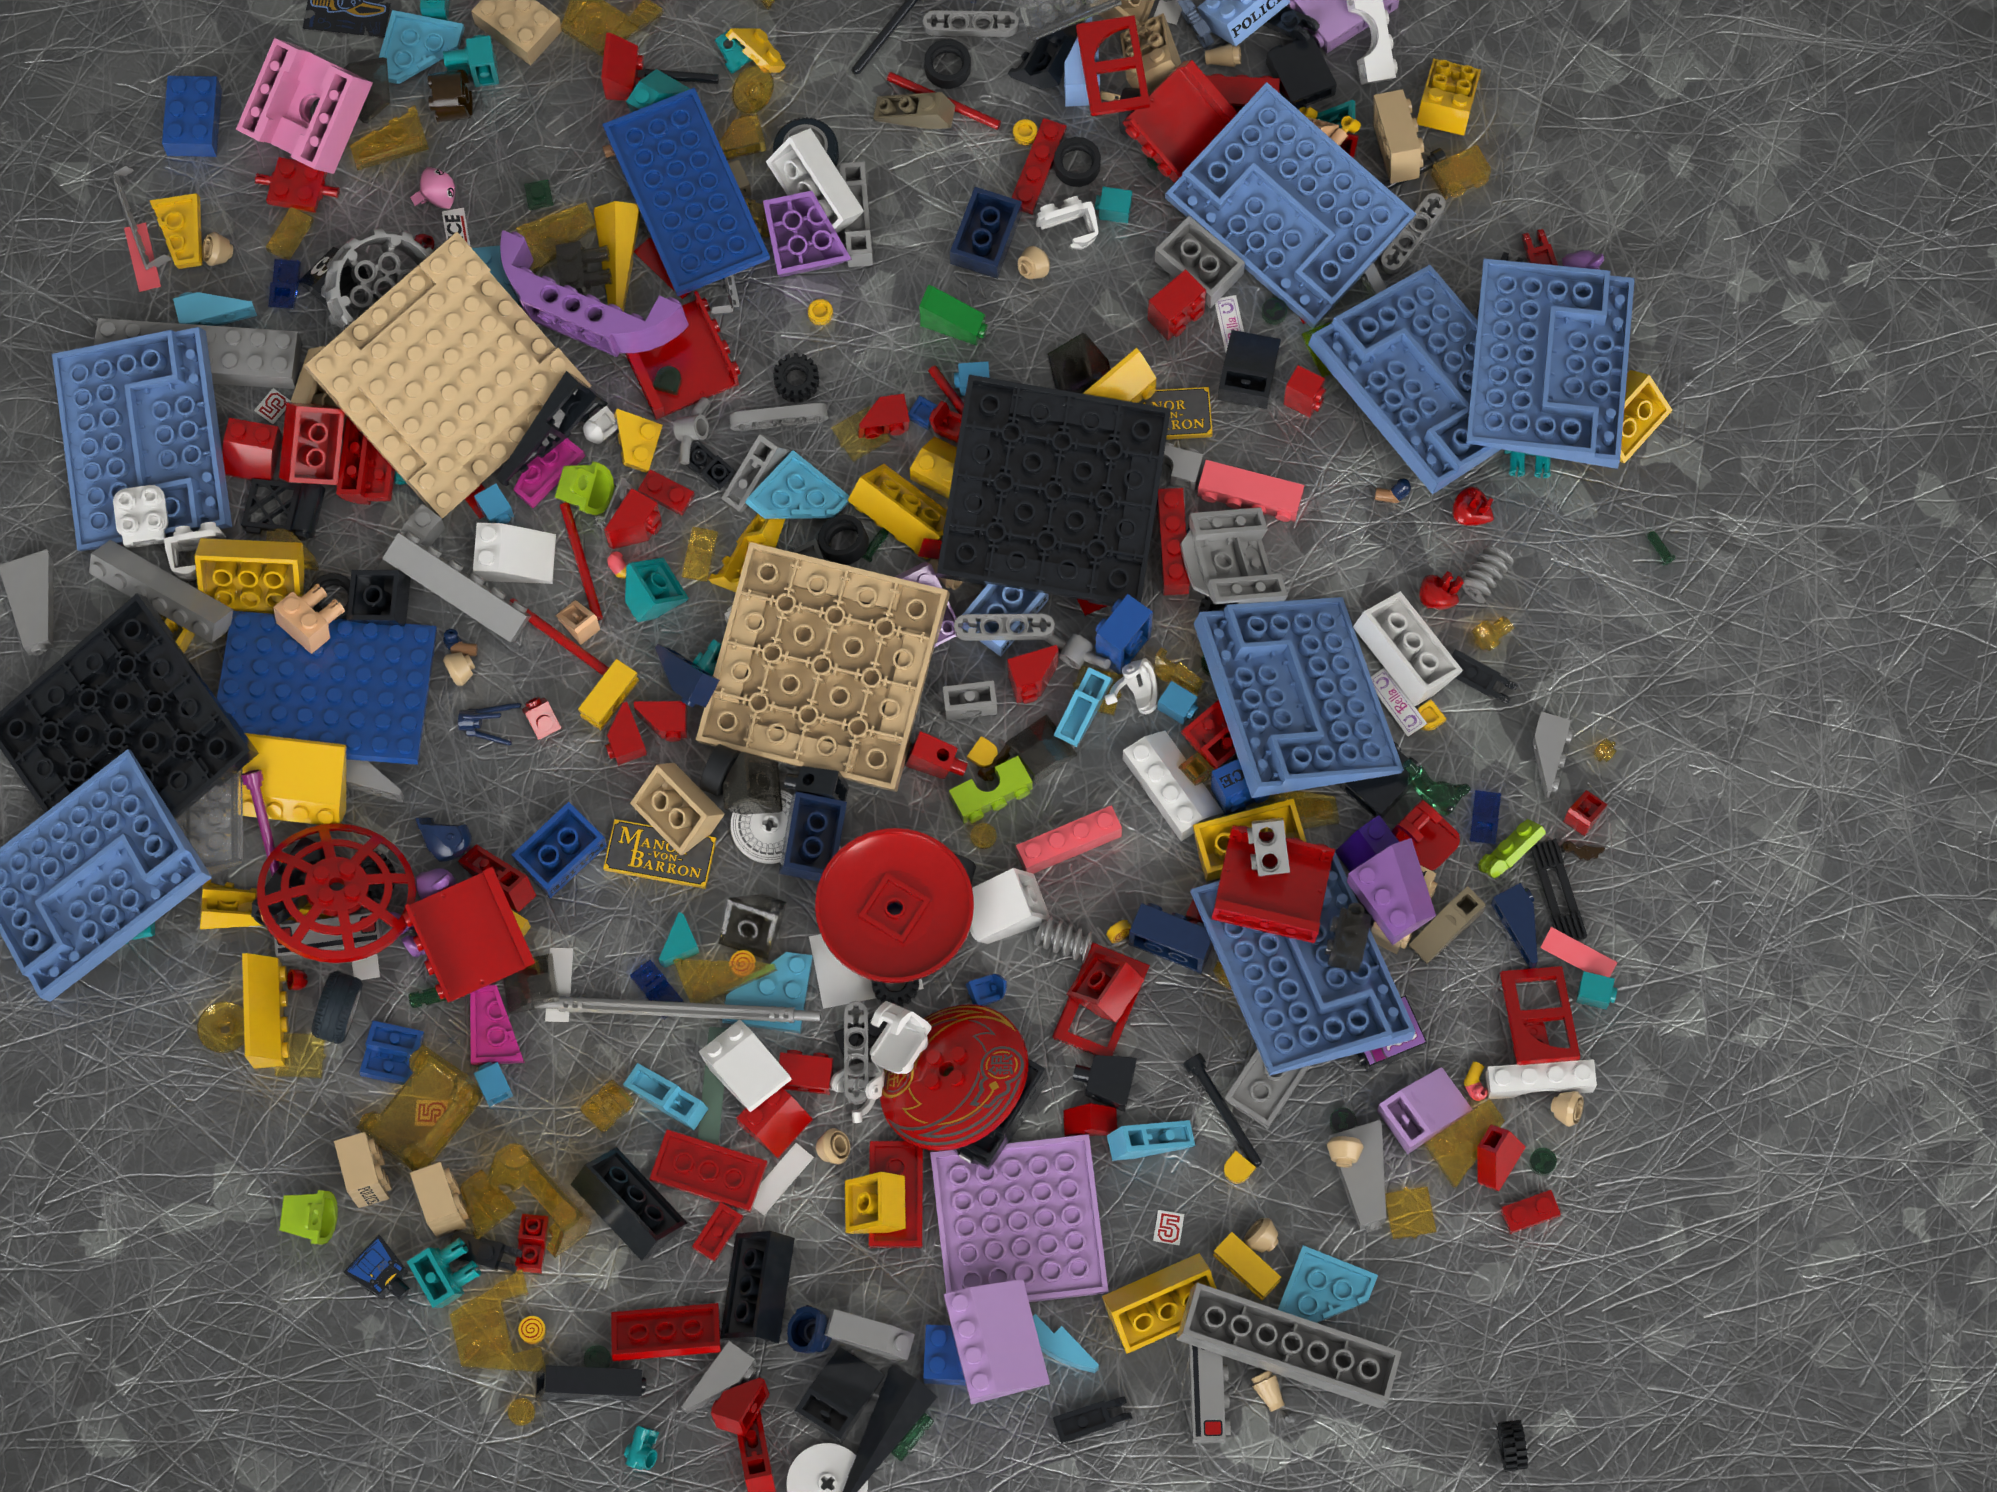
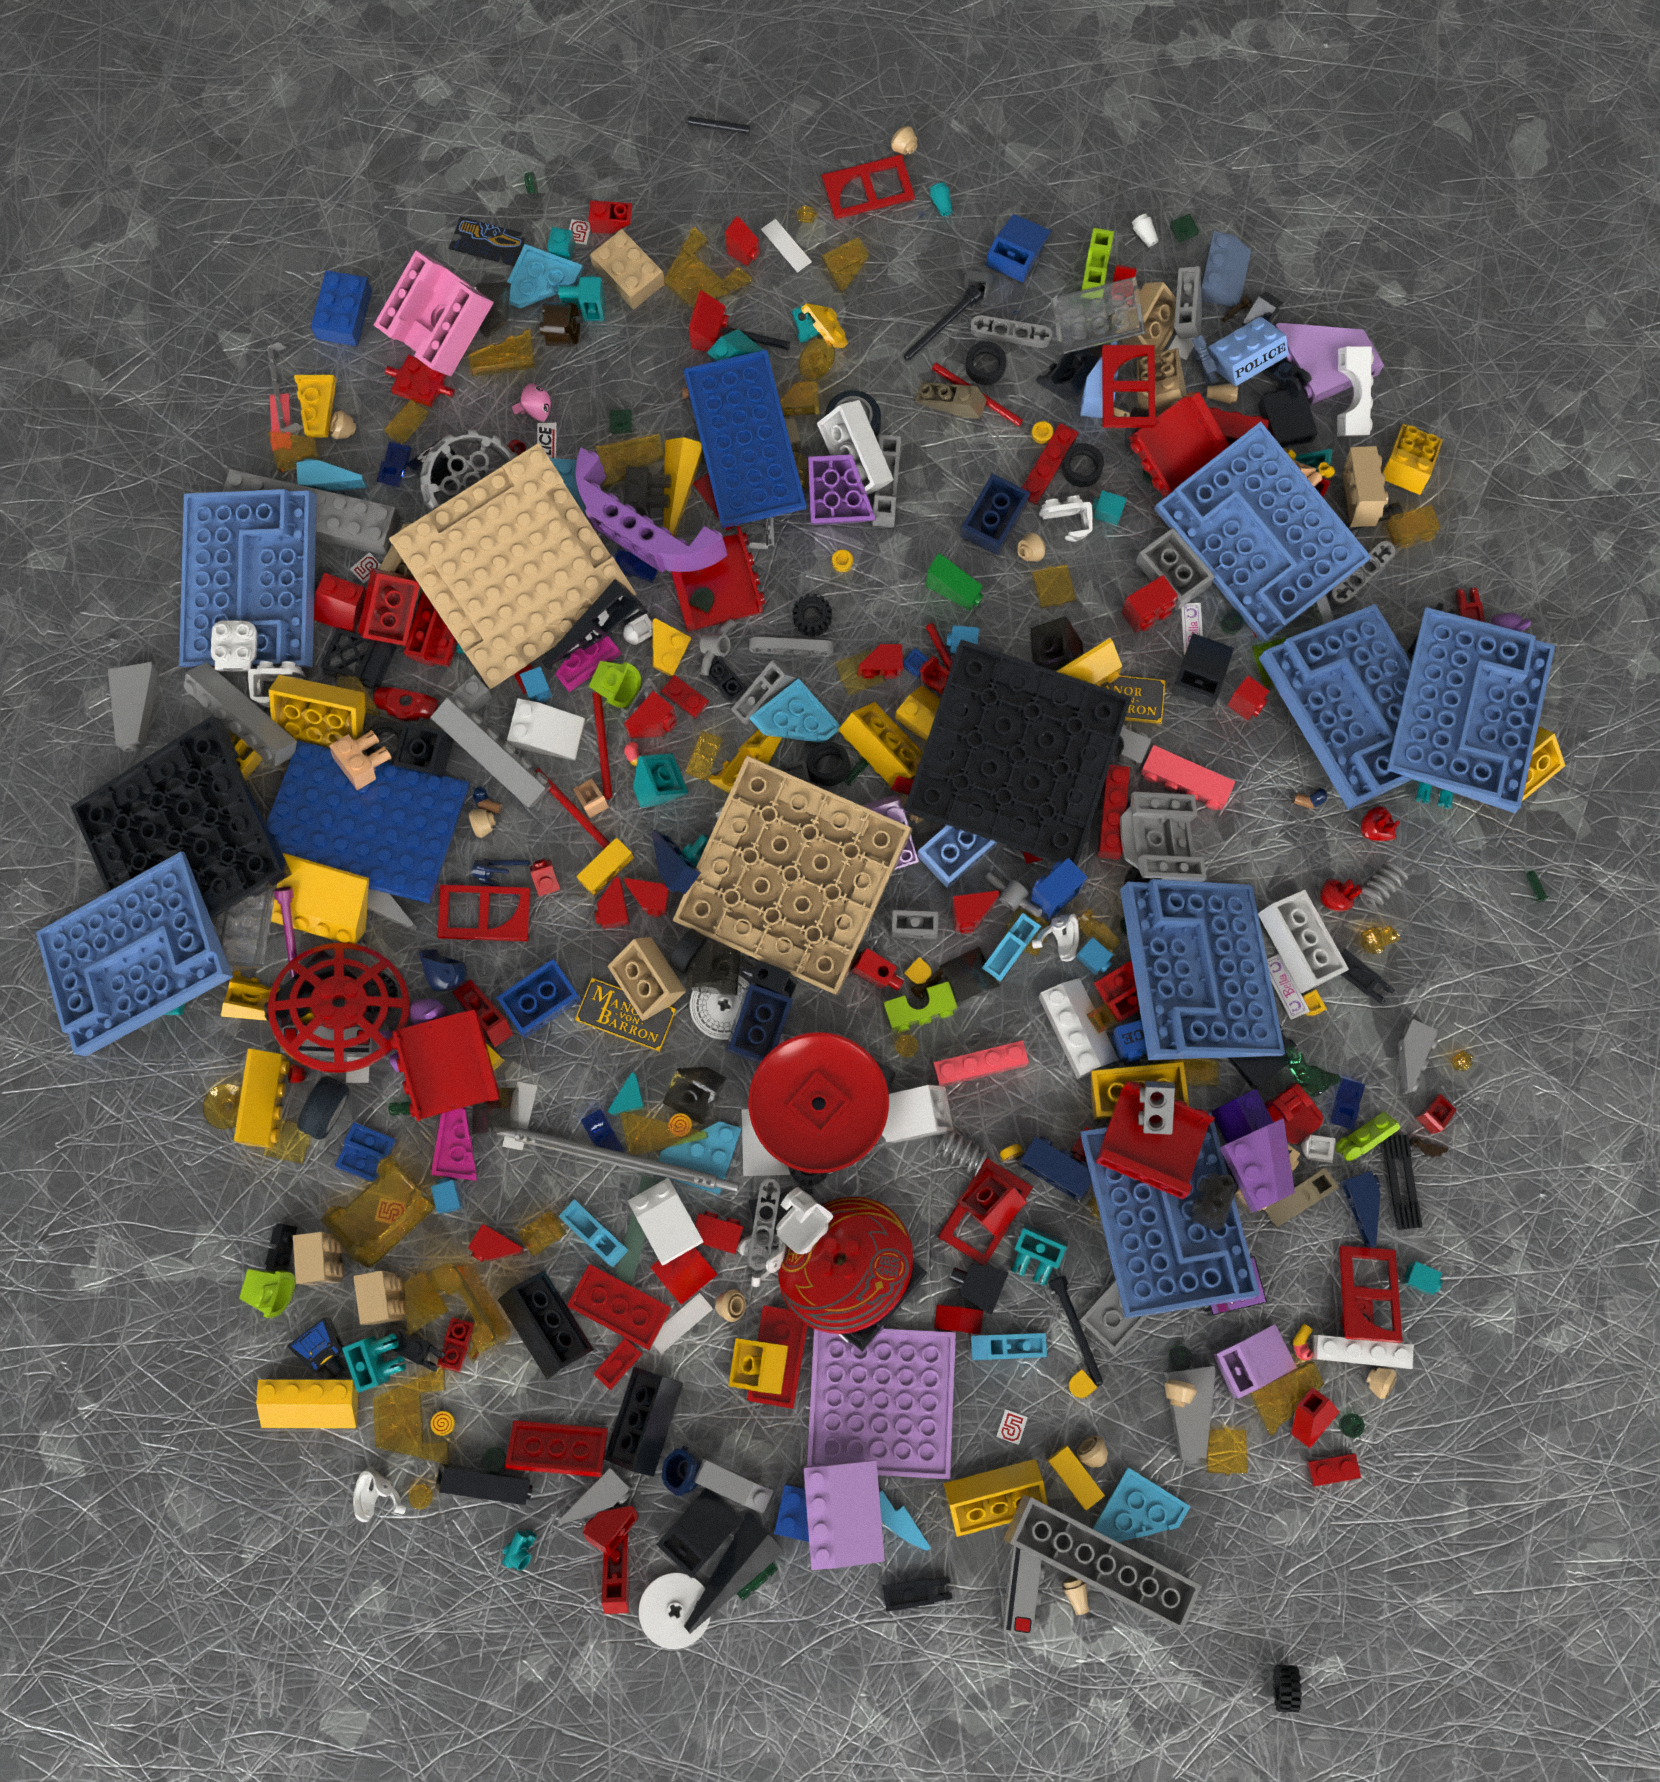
camera: 10 degrees right, 5 degrees up
(162, 285) = (292, 449): none -> clear yellow wing
(315, 1159) = (280, 1257): none -> black hinge
(365, 551) = (421, 706): none -> red piece
(376, 1332) = (307, 1403): none -> yellow slope
(460, 1426) = (365, 1499): none -> white helmet
(516, 781) = (513, 930): none -> red window
(555, 1127) = (492, 1245): none -> red slope
(585, 355) = (635, 566): none -> clear blue slope
(987, 989) = (887, 1185): blue plate -> none
(1004, 631) = (955, 862): light grey beam -> none
(1066, 303) = (1054, 586): none -> clear yellow piece
(1168, 1024) = (1041, 1246): none -> teal brick
(1460, 870) = (1318, 1148): none -> white plate
(1577, 953) = (1411, 1242): coral sticker -> none

